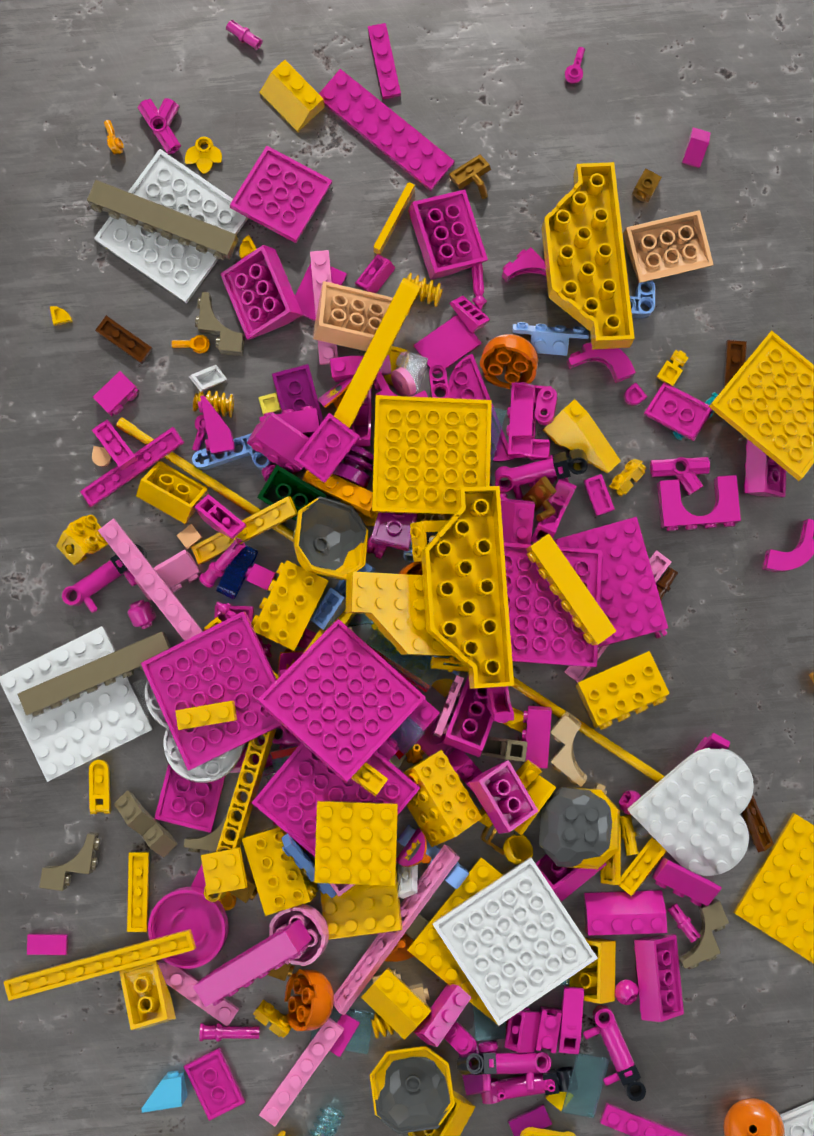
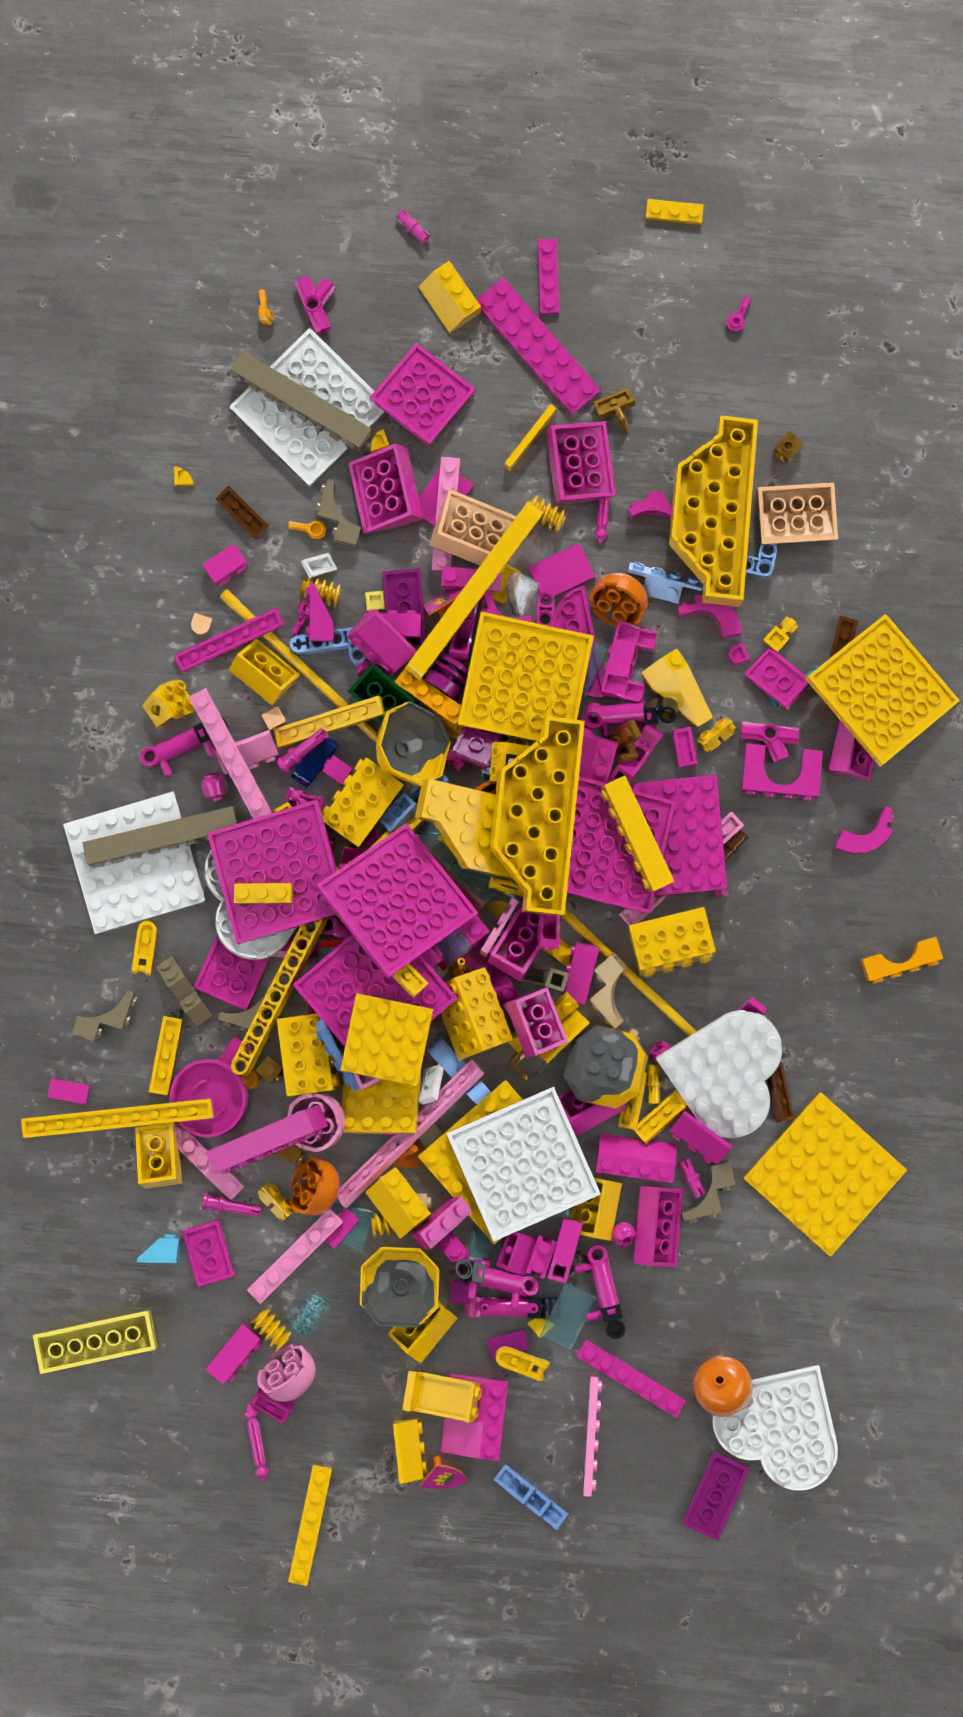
camera: 10 degrees right, 0 degrees up
(114, 445) = (216, 615): dark pink plate -> none
(203, 157) = (351, 343): yellow plate -> none
(219, 517) = (307, 704): dark pink slope -> none
(224, 871) = (255, 1046): yellow plate -> none
(326, 447) = (424, 655): dark pink tile -> none
(375, 274) = (502, 490): dark pink slope -> none
(403, 382) = (510, 603): bright pink piece -> none
(414, 851) = (442, 1061): dark pink shield -> none
(473, 317) = (590, 550): dark pink slope -> none
(517, 849) = (542, 1078): yellow hair -> none
(546, 404) = (647, 649): dark pink plate -> none
(696, 147) = (845, 417): dark pink slope -> none

